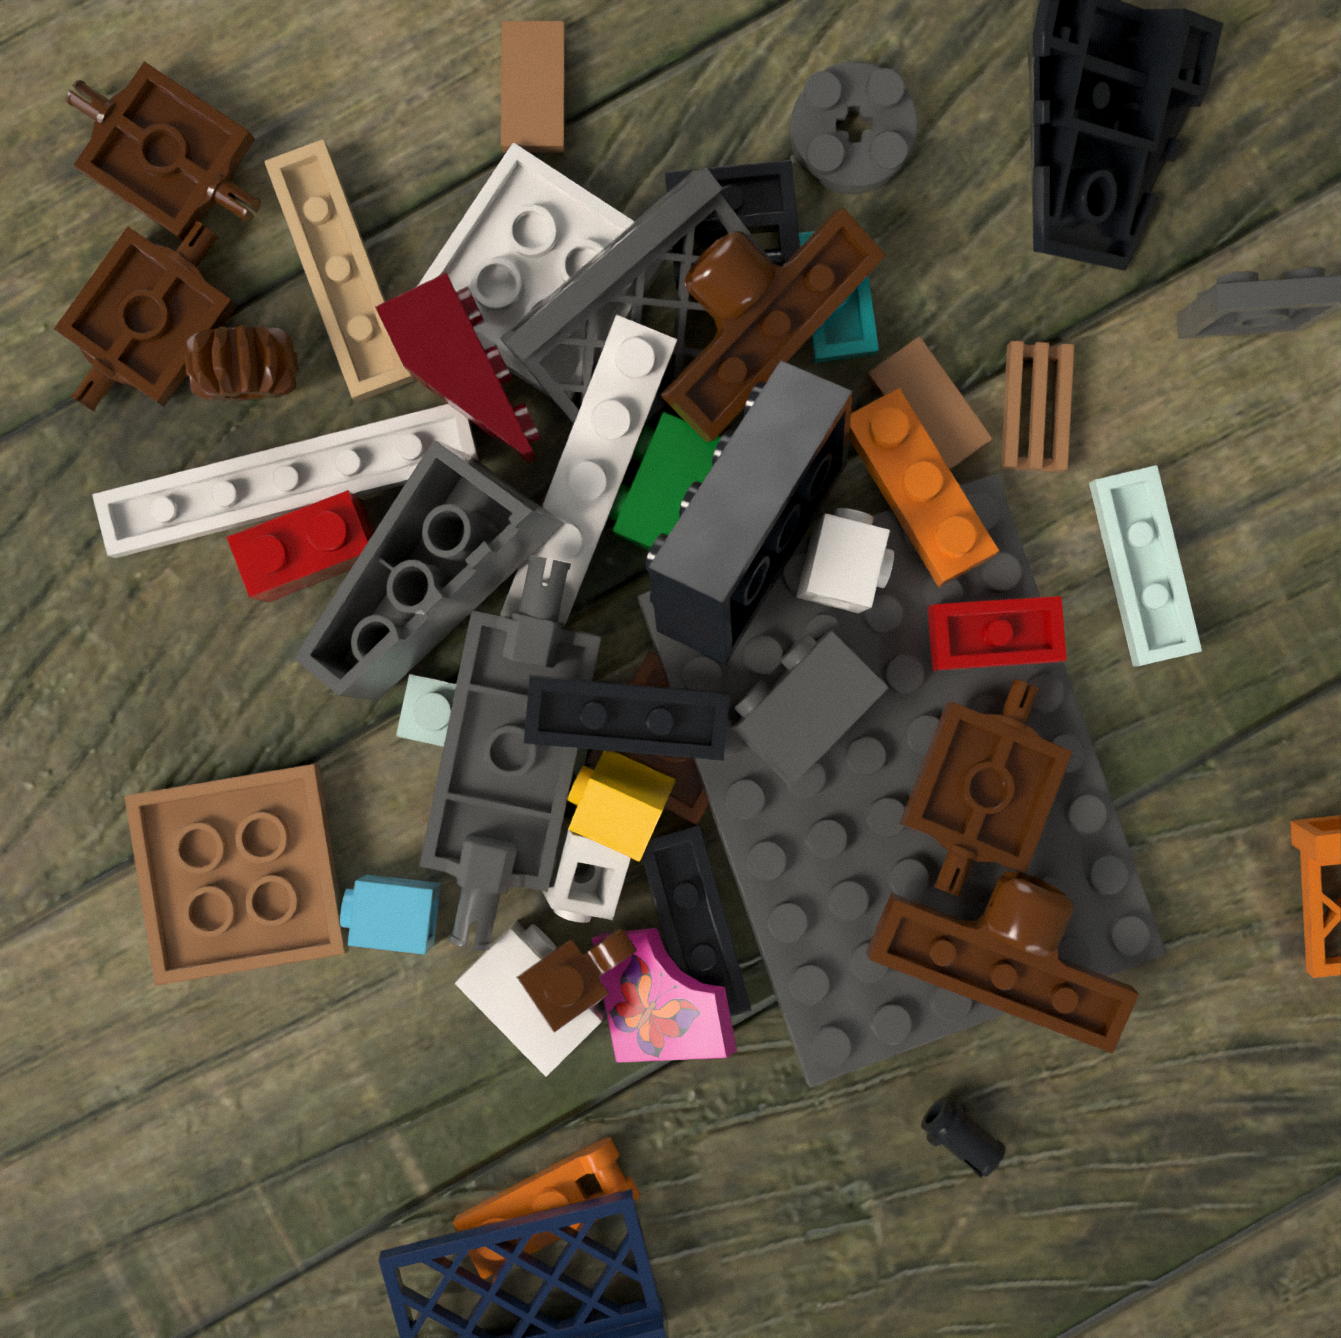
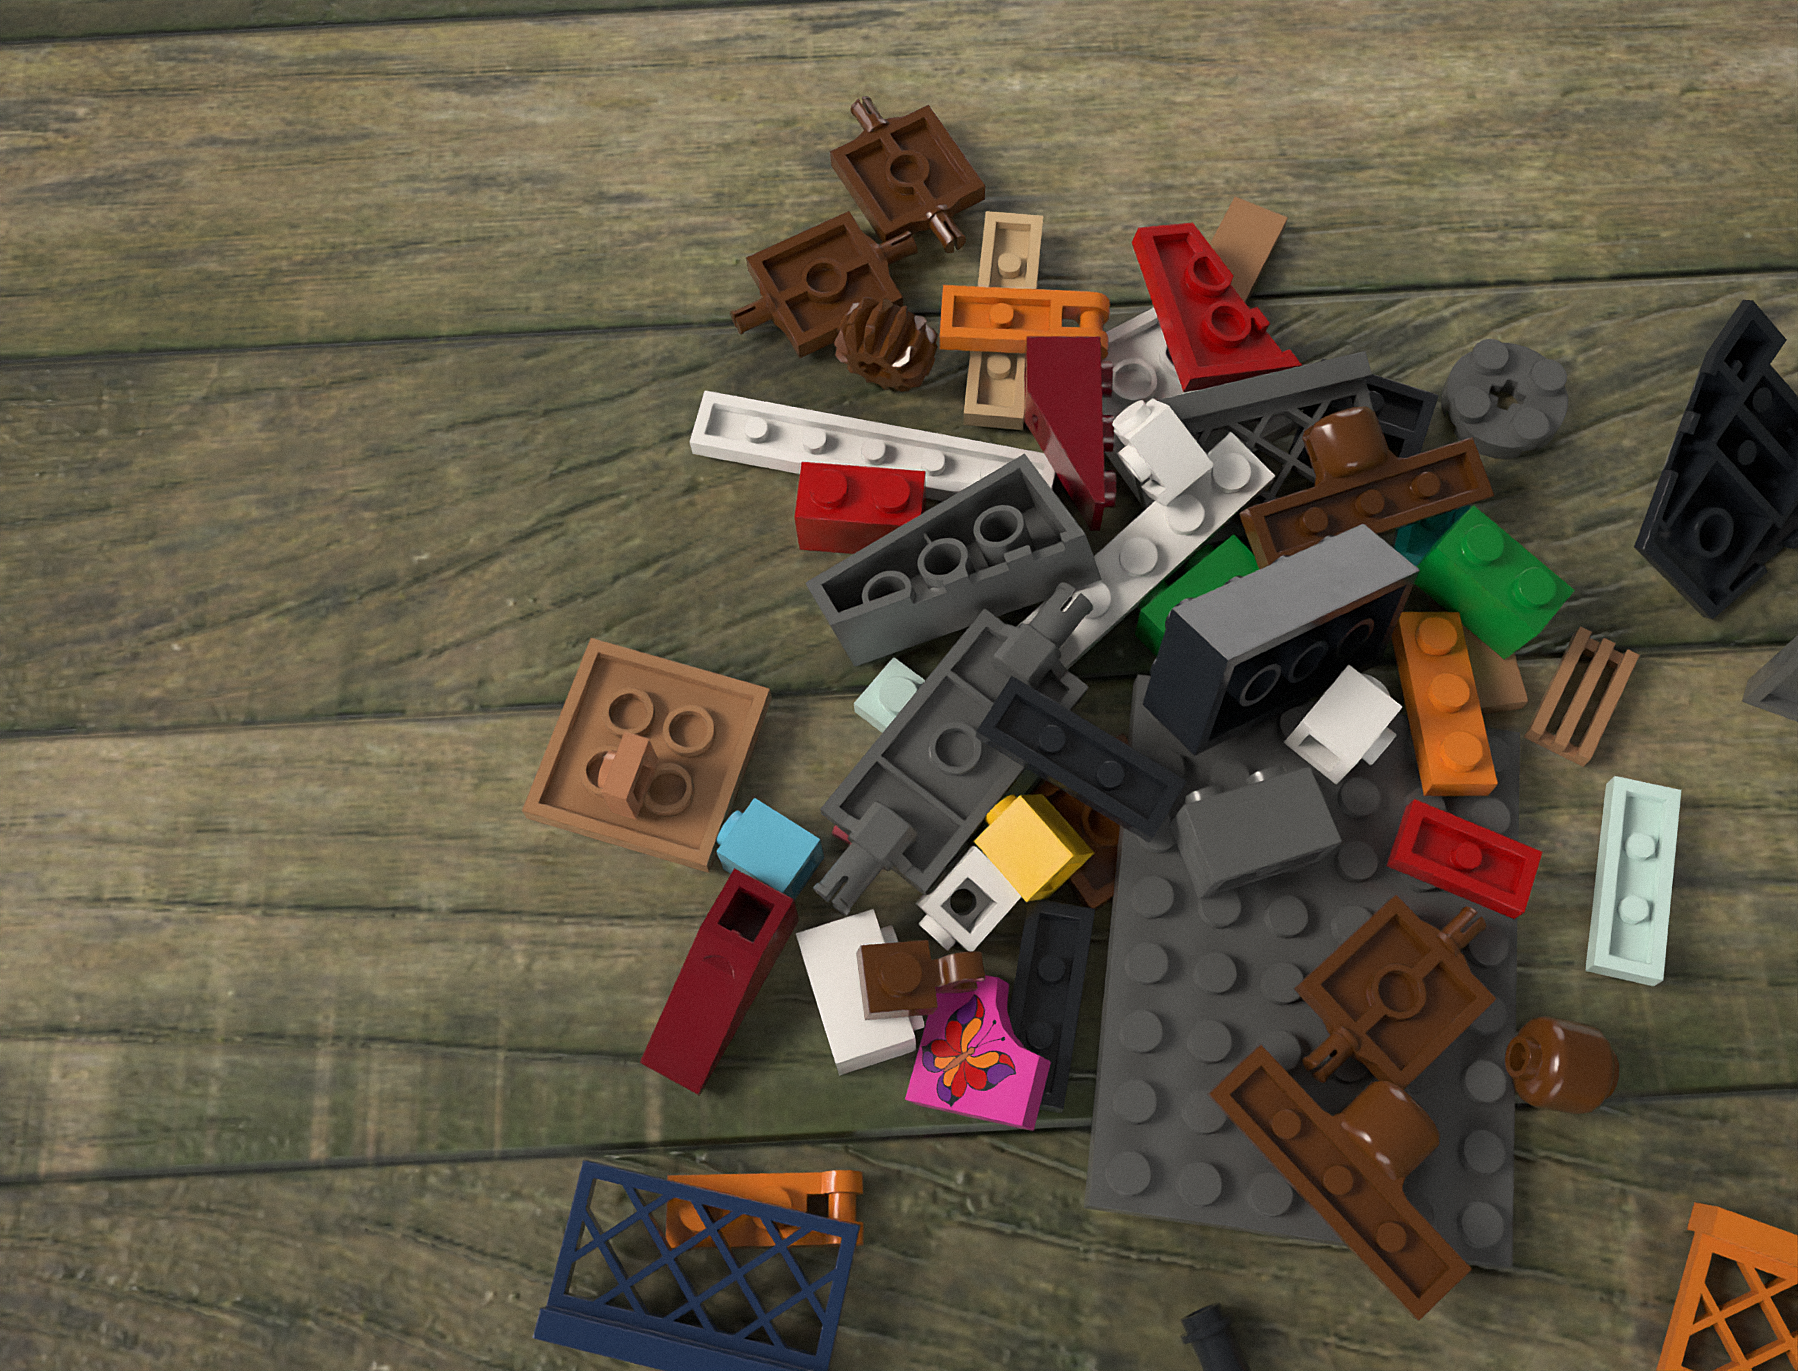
camera: 25 degrees right, 20 degrees down
(231, 919) = (627, 775): none -> nougat plate
(358, 277) = (1003, 317): none -> orange plate
(410, 1045) = (720, 980): none -> dark red slope
(537, 190) = (1201, 314): none -> red wing
(559, 373) = (1159, 449): none -> white brick
(917, 350) = (1491, 582): none -> green brick
(1145, 770) = (1562, 1065): none -> reddish brown head

